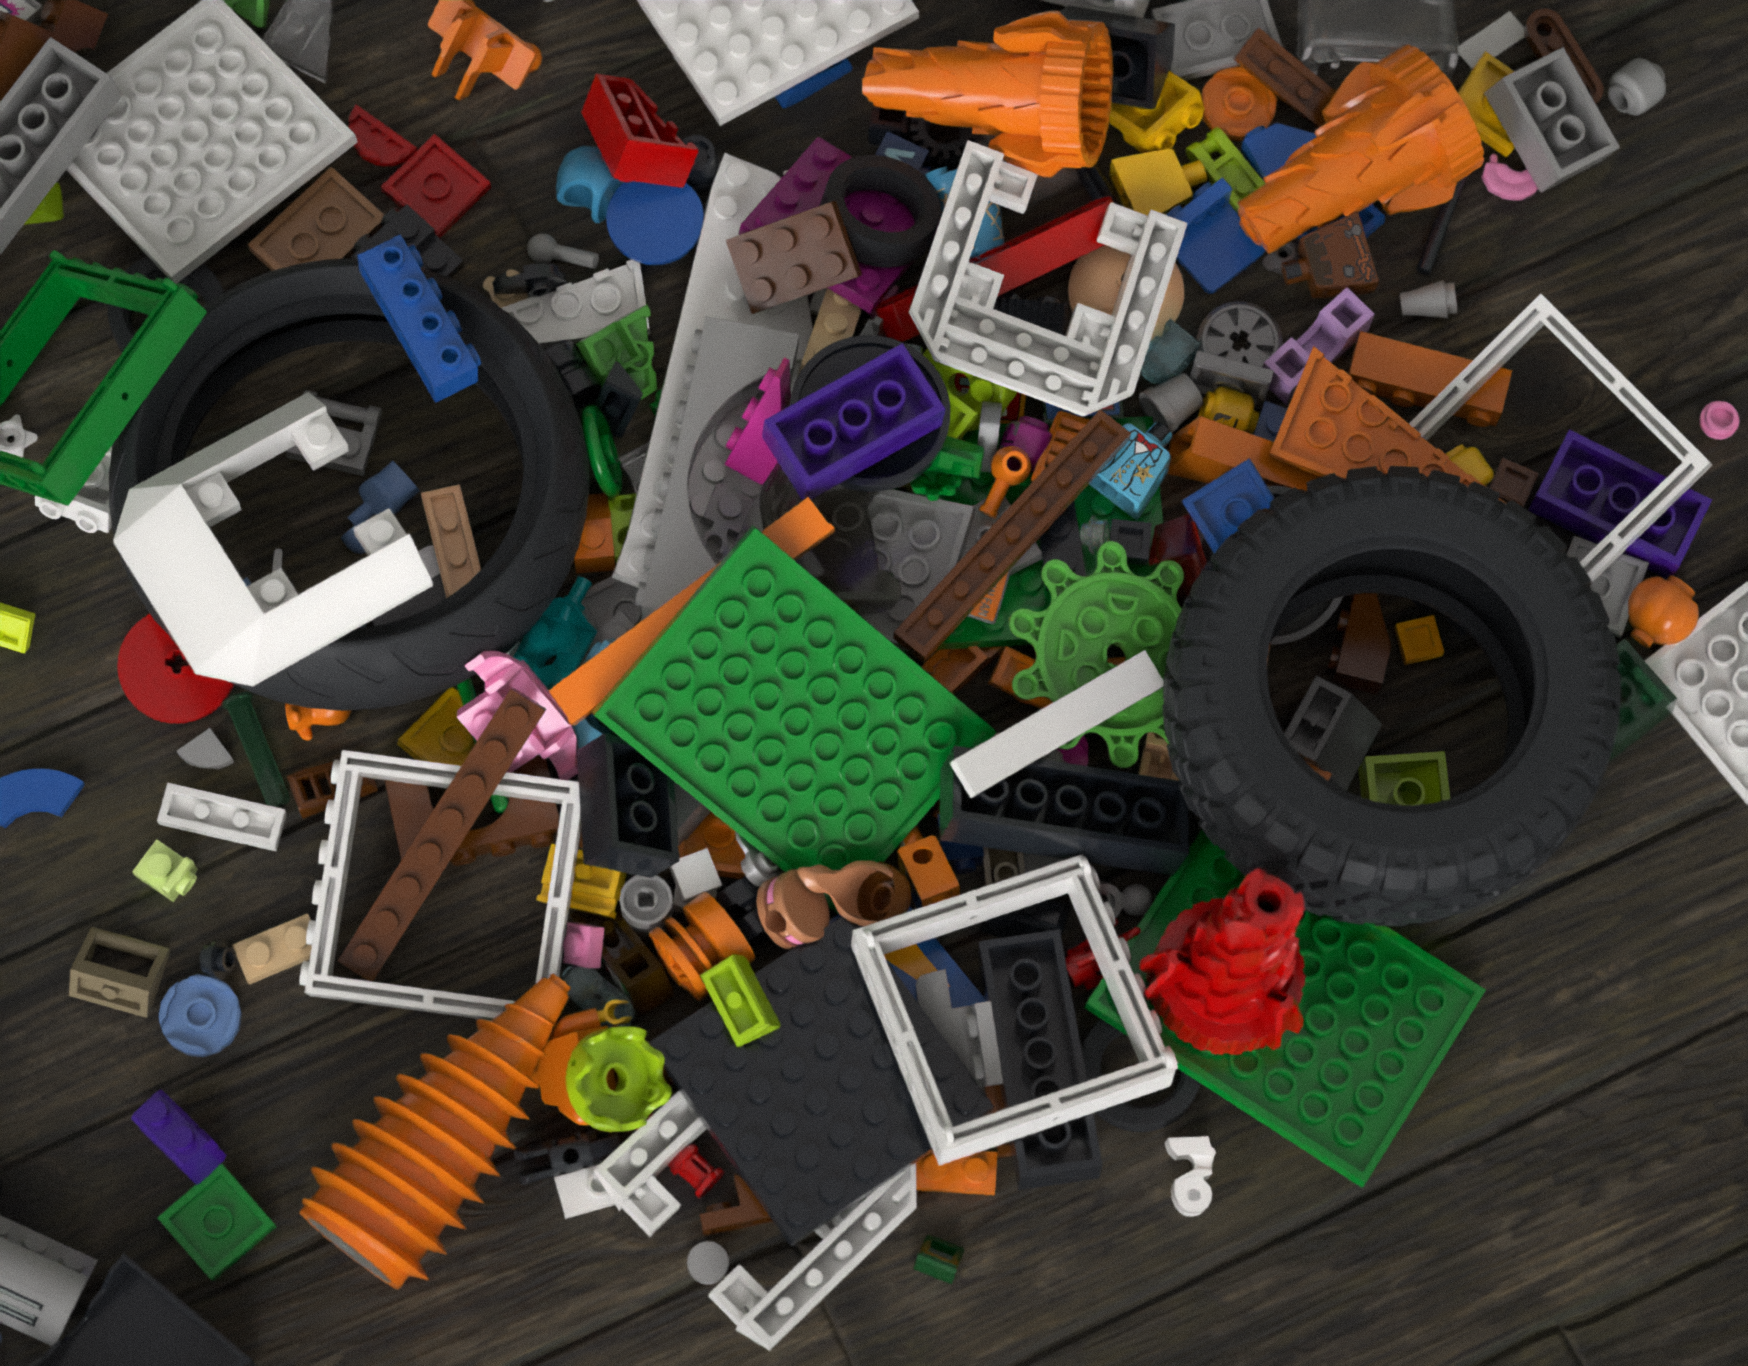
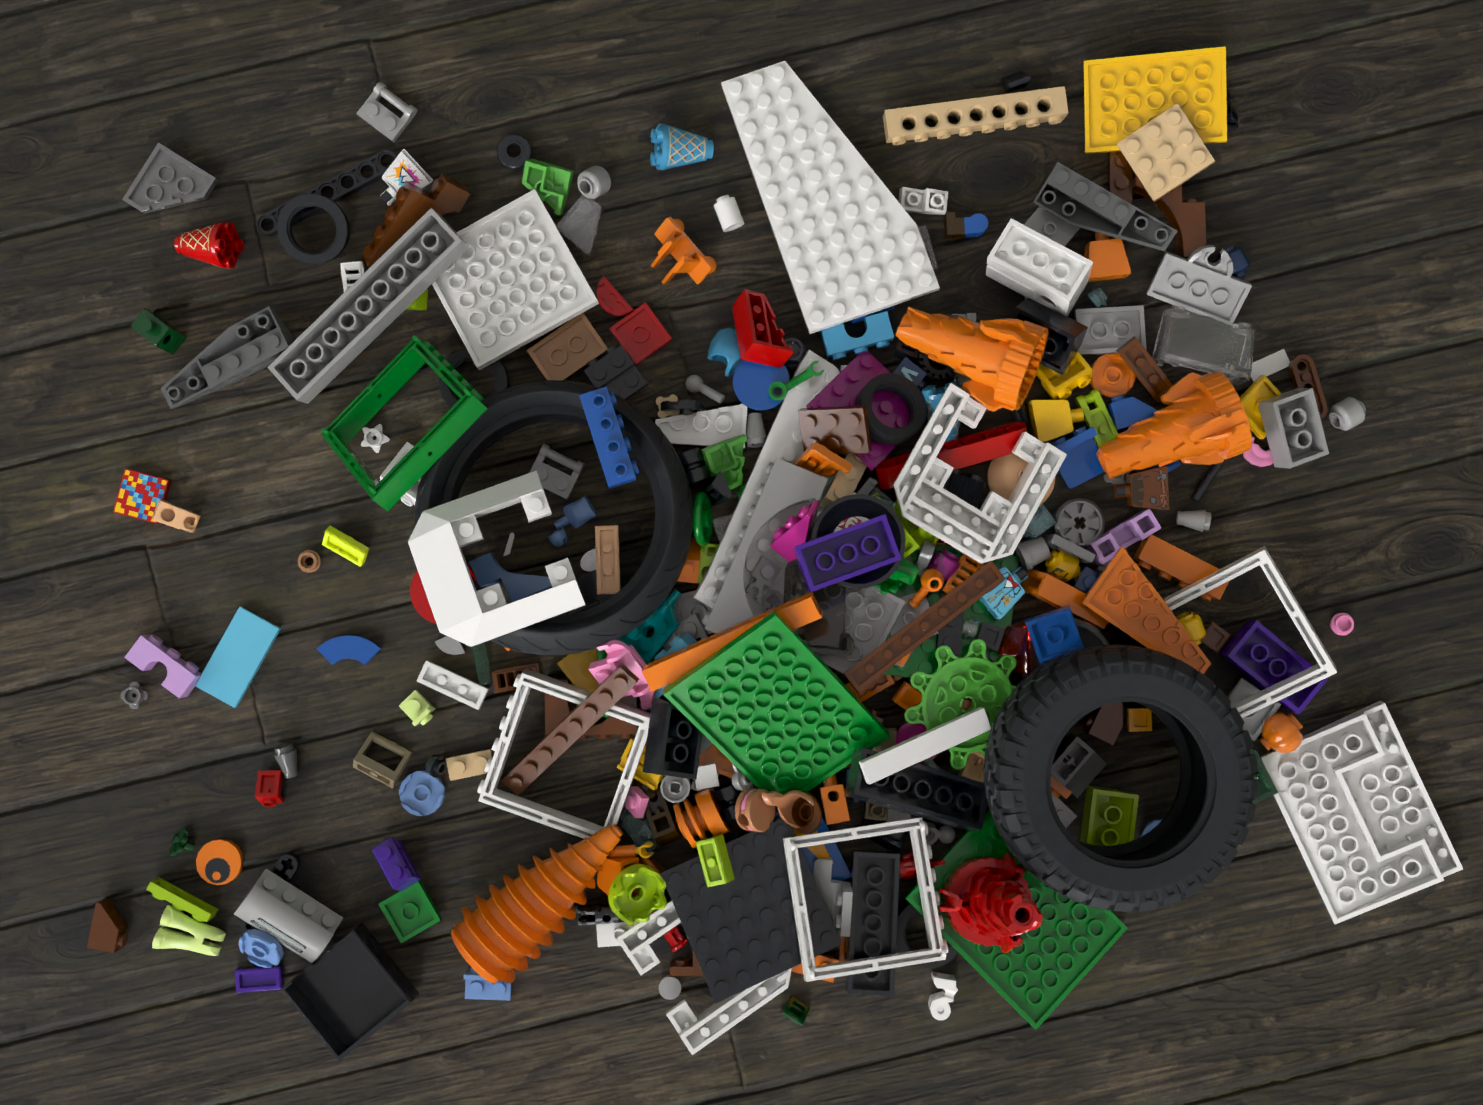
camera: 15 degrees right, 15 degrees up
(380, 1323) = (479, 988): none -> medium blue bracket
(662, 301) = (755, 430): none -> light grey cone
(690, 213) = (785, 387): none -> green brick
(774, 136) = (877, 334): none -> dark azure arch
(786, 307) = (822, 461): none -> orange wing

